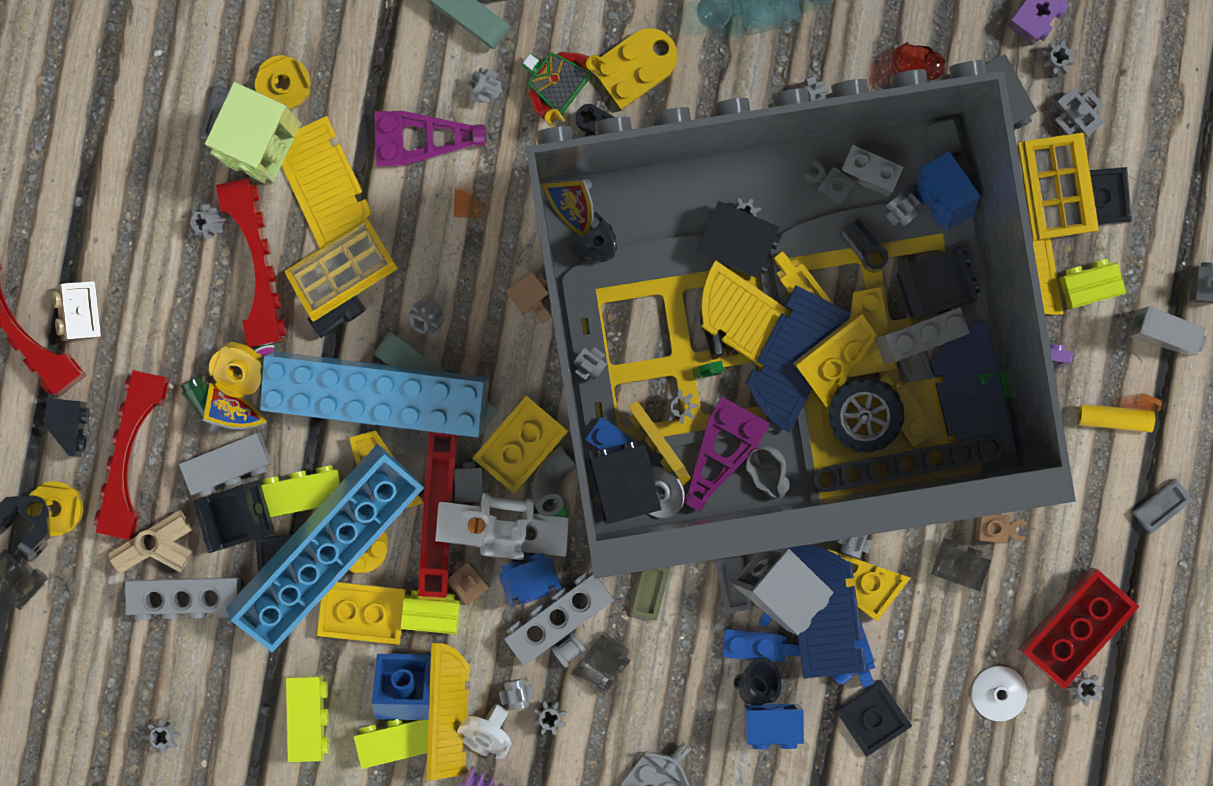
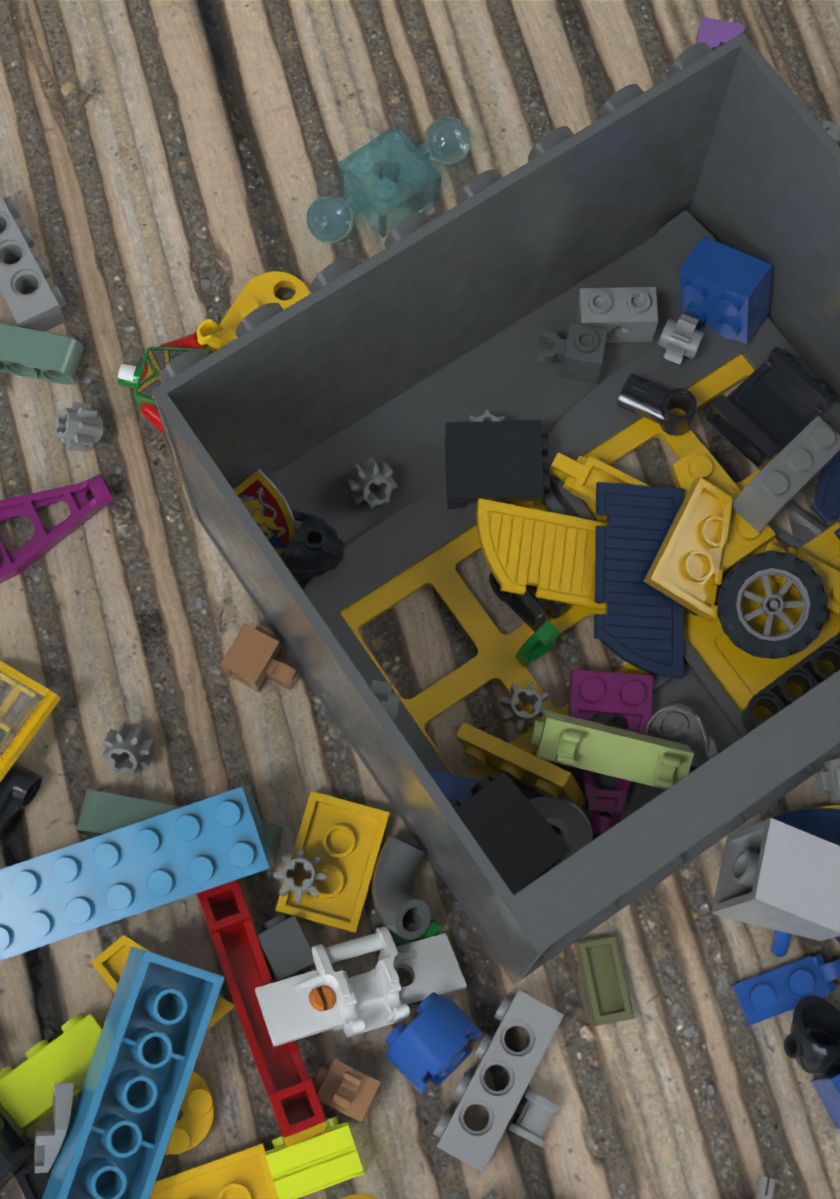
camera: 25 degrees left, 15 degrees down
(283, 535) = (48, 1143): none -> light grey slope
(465, 205) = (121, 587): clear orange tile -> none
(487, 449) = (291, 868): none -> light grey gear
(601, 663) = (589, 1119): clear smoke cylinder -> none
(654, 214) = (371, 483): none -> light grey gear
(718, 461) = (610, 750): none -> yellowish green brick
(727, 571) = (719, 933): flat silver tile -> none

